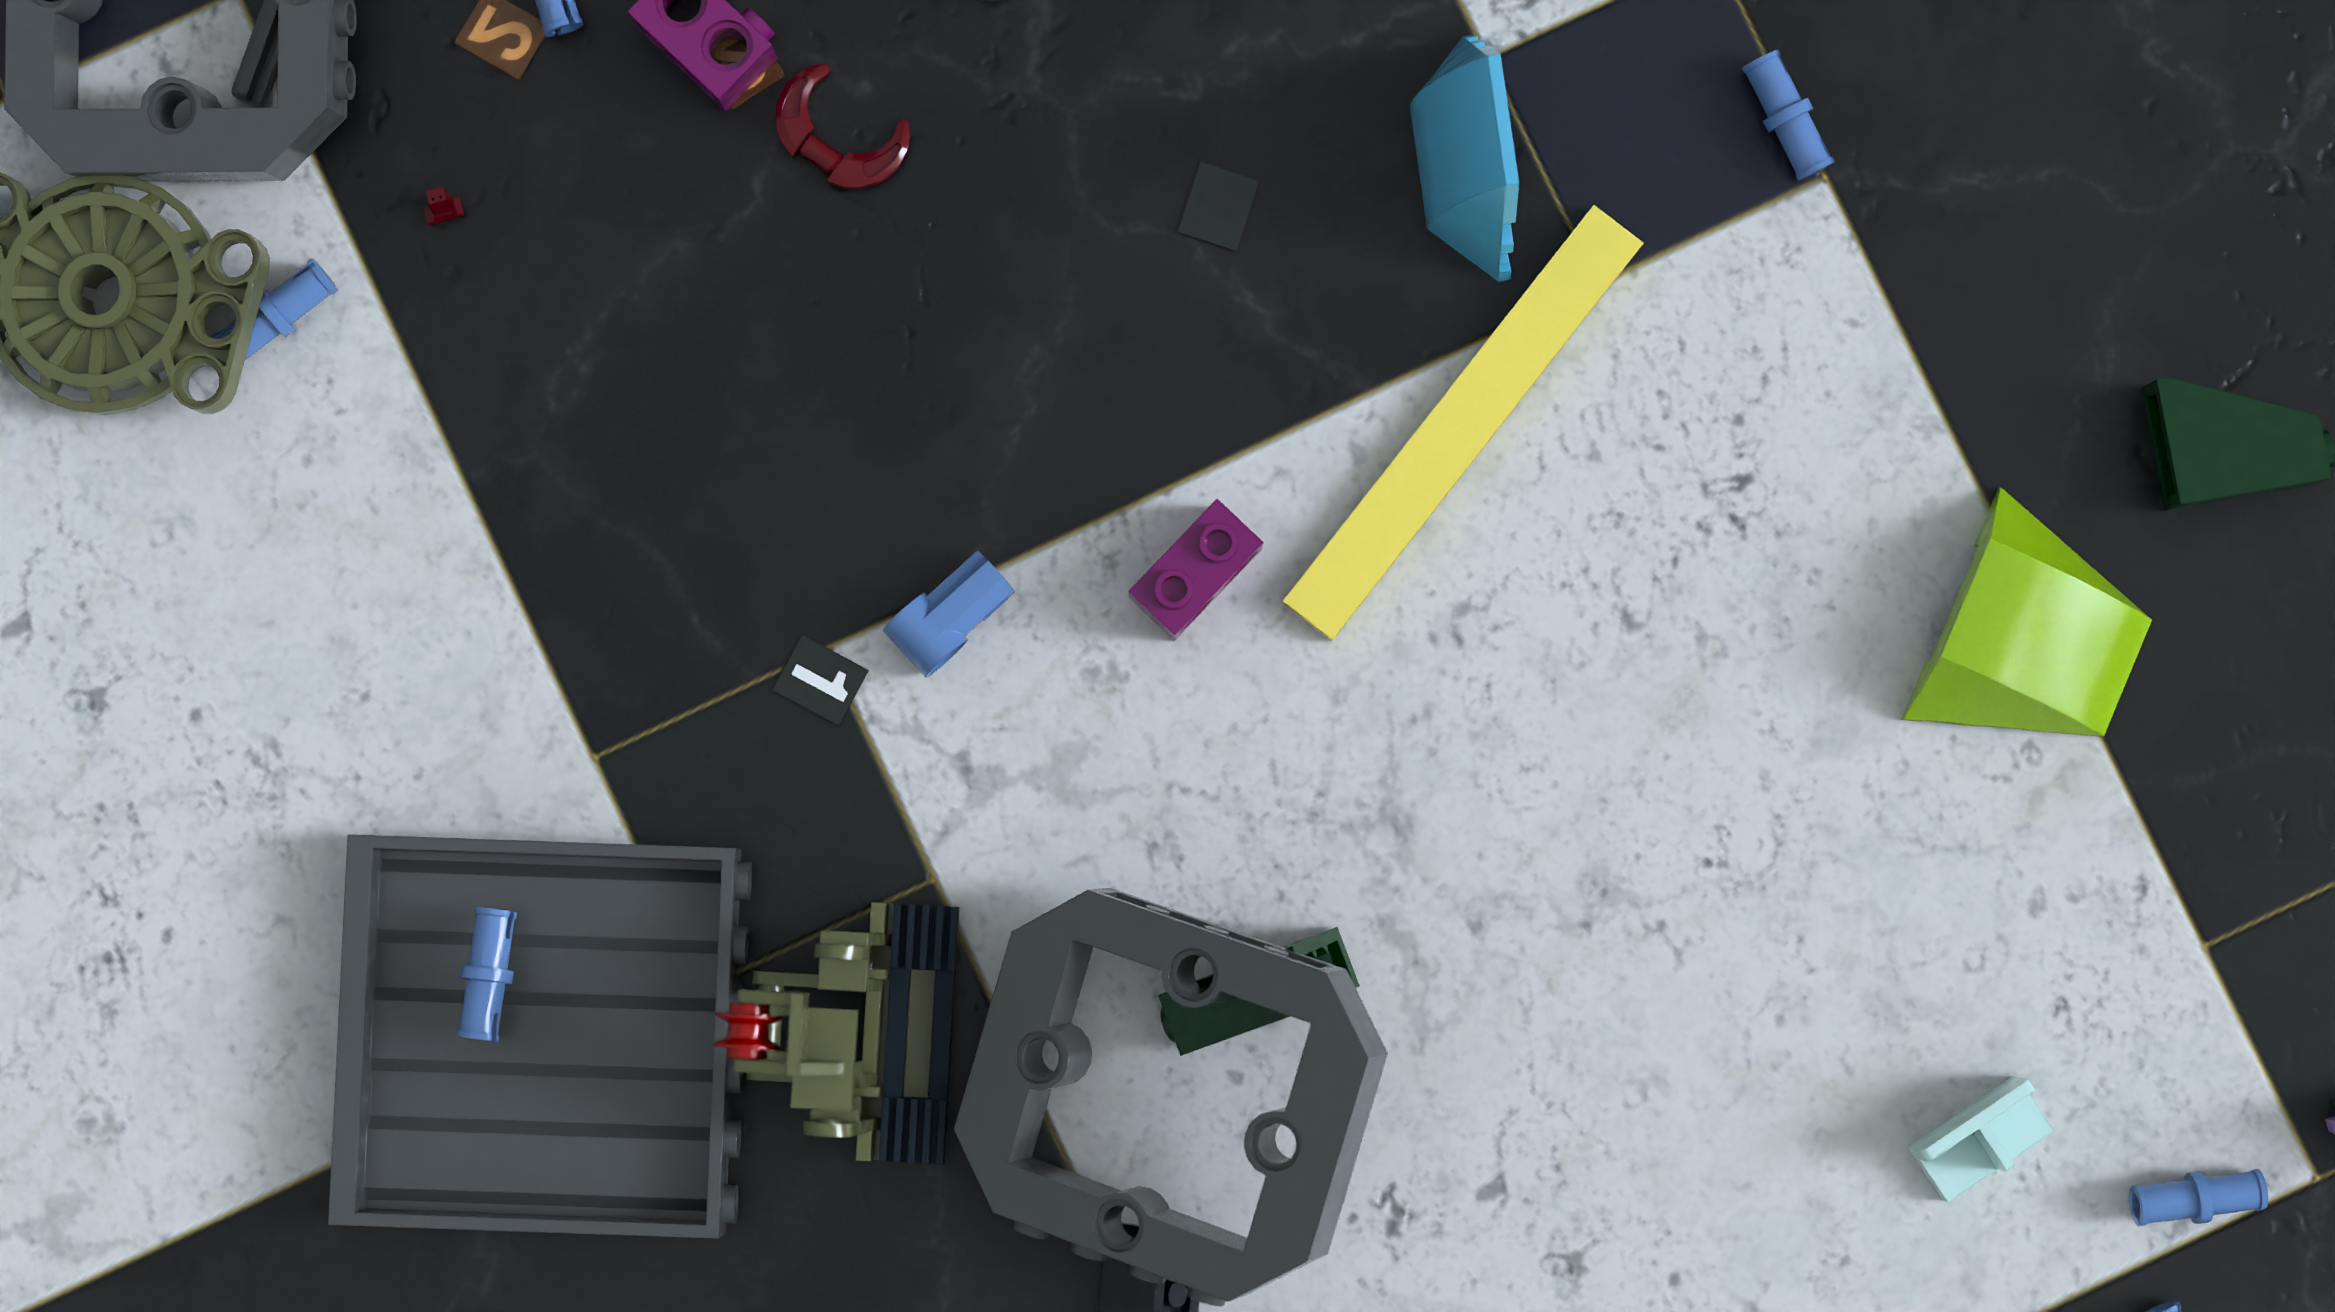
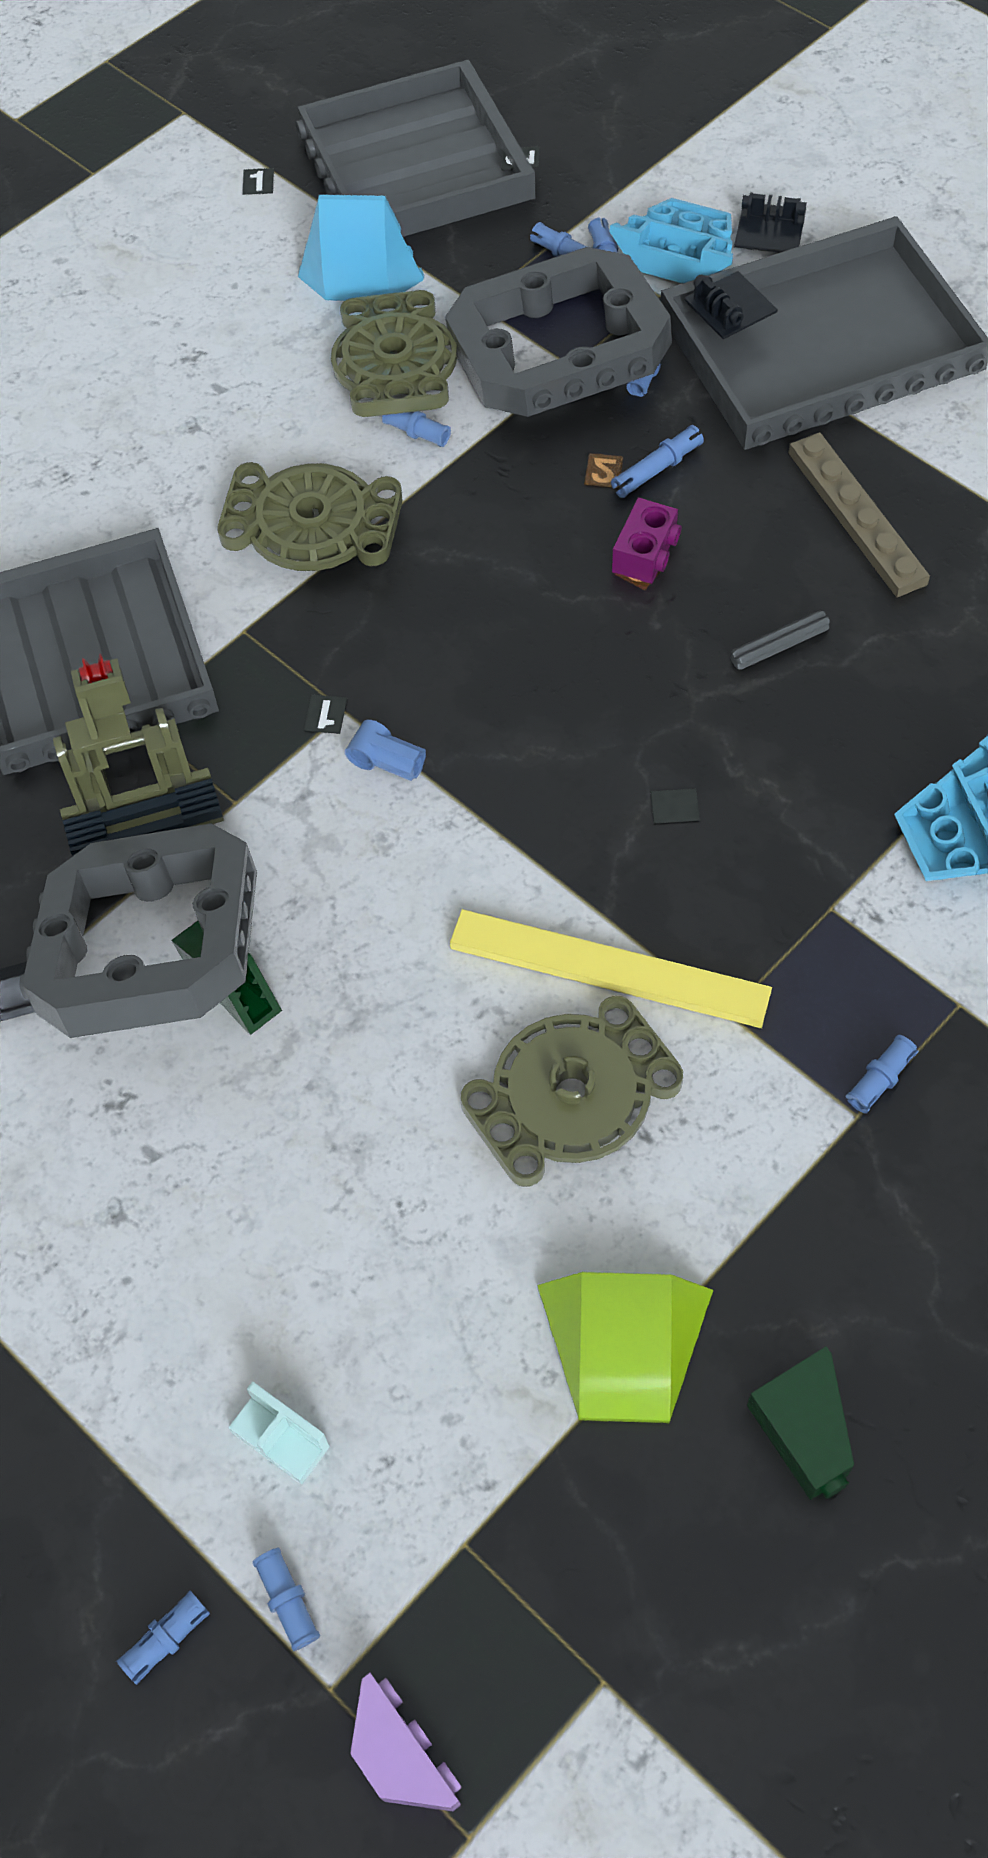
camera: 75 degrees right, 25 degrees down
(360, 582) = (286, 522): none -> olive piece
(442, 206) = (503, 473): dark red piece -> none
(487, 974) = (103, 602): medium blue pin -> none
(855, 169) = (606, 628): dark red piece -> none
(1195, 569) = (459, 855): magenta brick -> none
(1468, 156) = (790, 881): medium azure wedge -> none
(1598, 599) = (561, 1118): none -> olive piece

